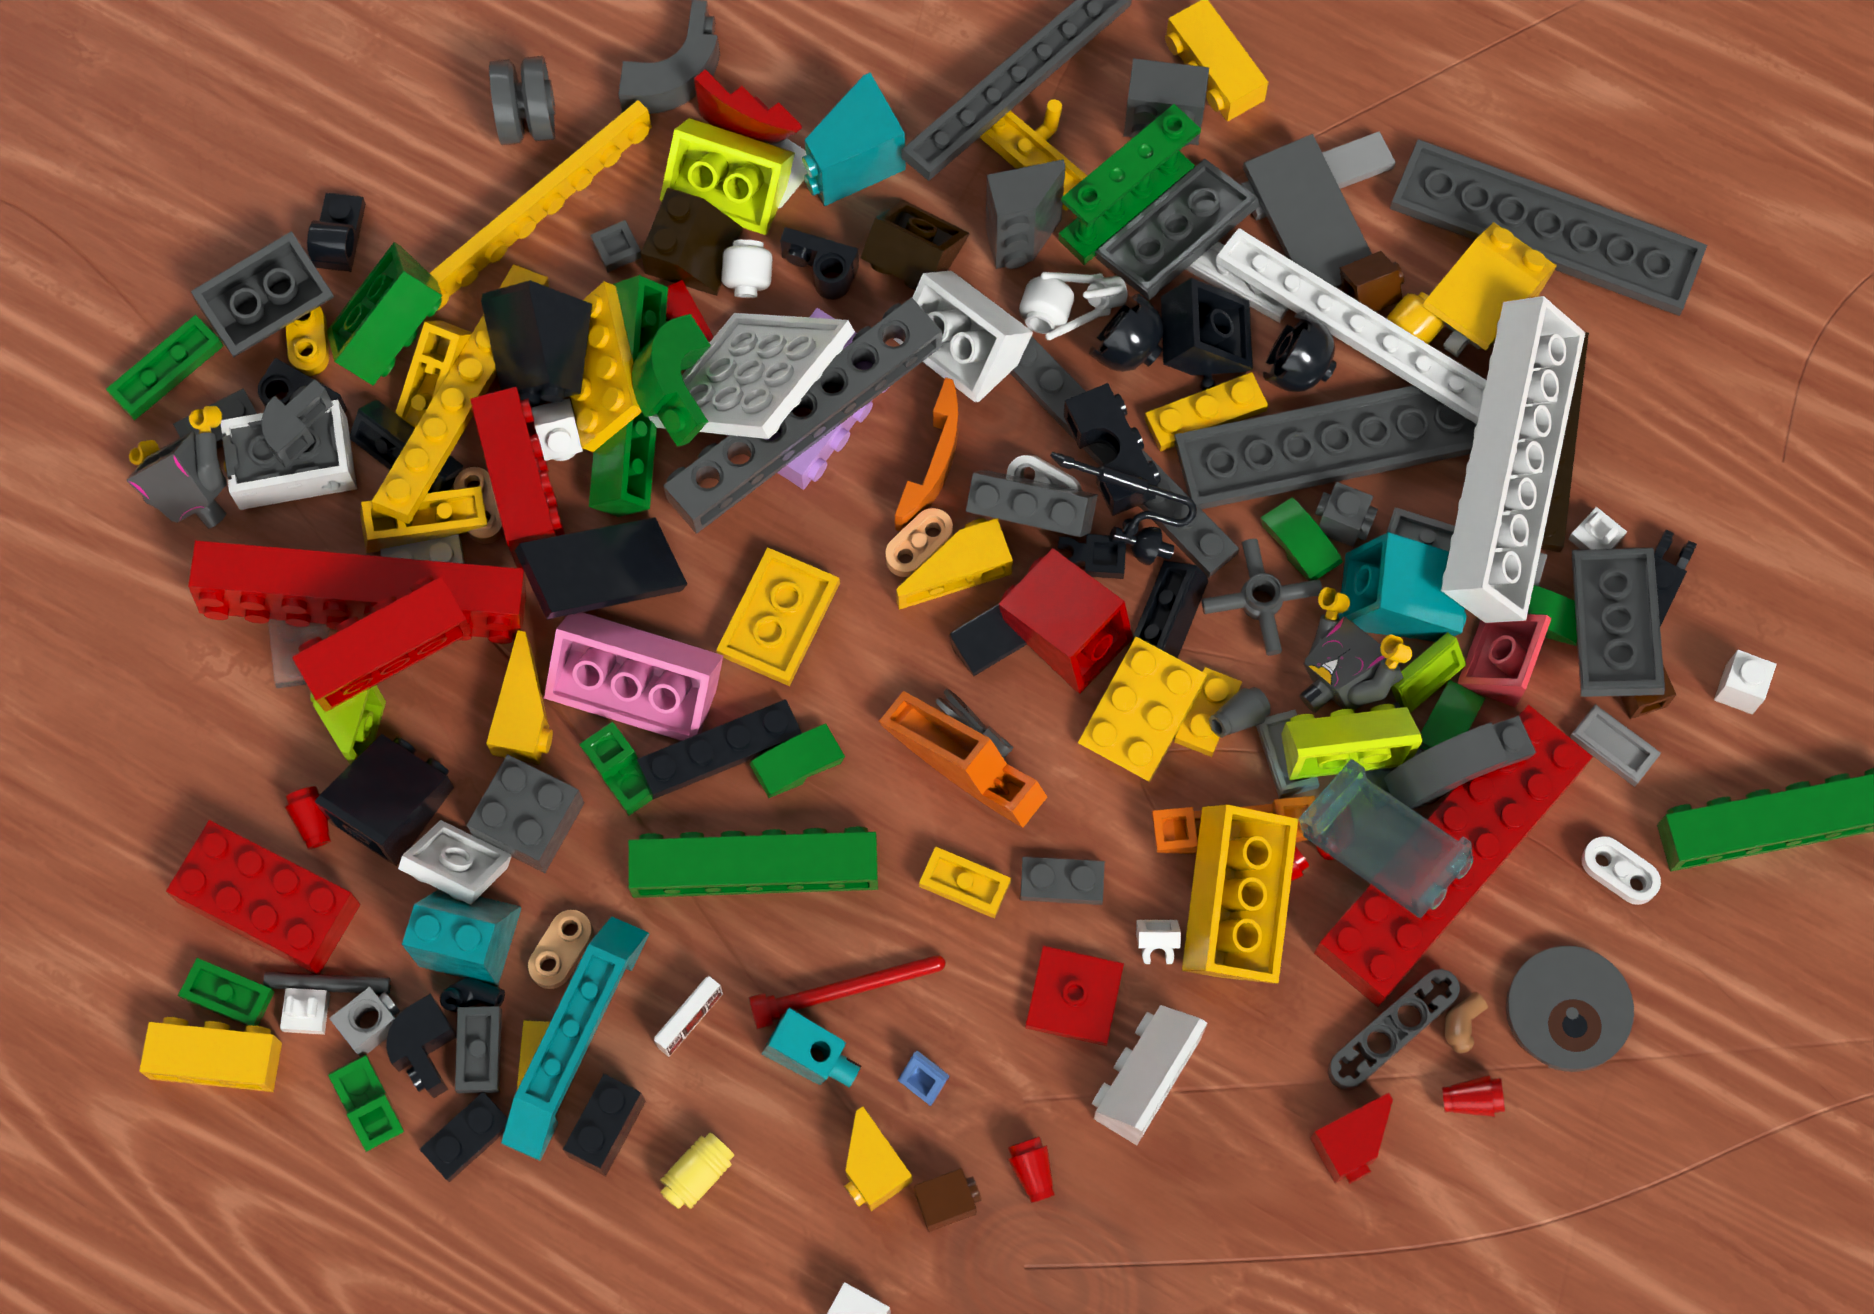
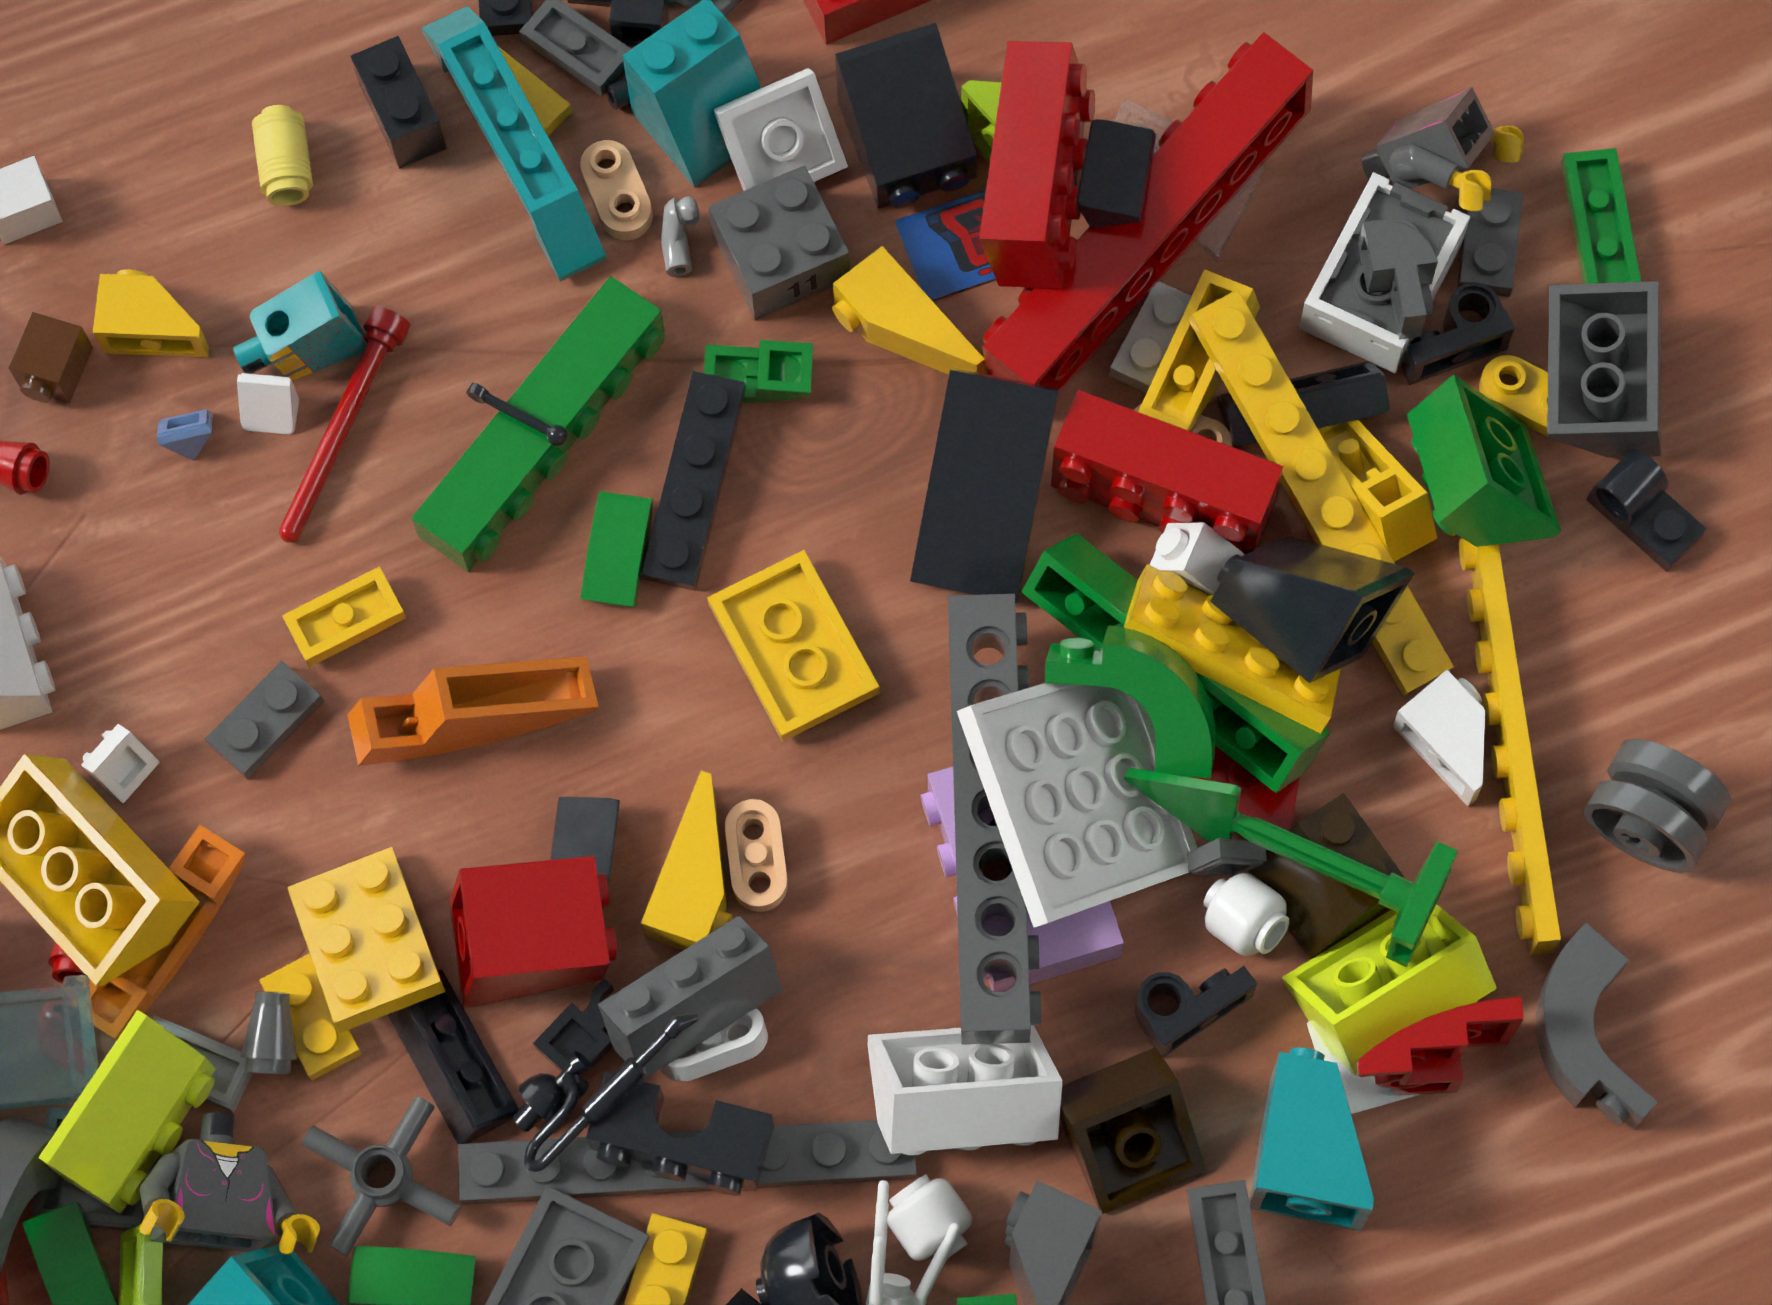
camera: 130 degrees right, 0 degrees up
(308, 817) = (965, 47): red cone -> none
(347, 600) = (1115, 173): none -> black slope
(444, 722) = (947, 246): none -> sticker
(556, 238) = (1448, 732): none -> white slope
(567, 887) = (674, 235): none -> light grey arm
(616, 246) = (1390, 794): dark grey plate -> none
(632, 676) = (843, 453): bright pink slope -> none
(679, 167) = (1213, 813): none -> green piece
(688, 1016) = (439, 252): white tile -> none
(723, 296) = (1225, 857): none -> dark grey tile
(759, 834) = (555, 434): none -> black hinge
(868, 1041) = (267, 403): none -> white slope
(920, 497) = (881, 1000): orange slope -> none
(960, 711) = (504, 750): dark grey piece -> none
(1074, 995) = (138, 639): red plate -> none

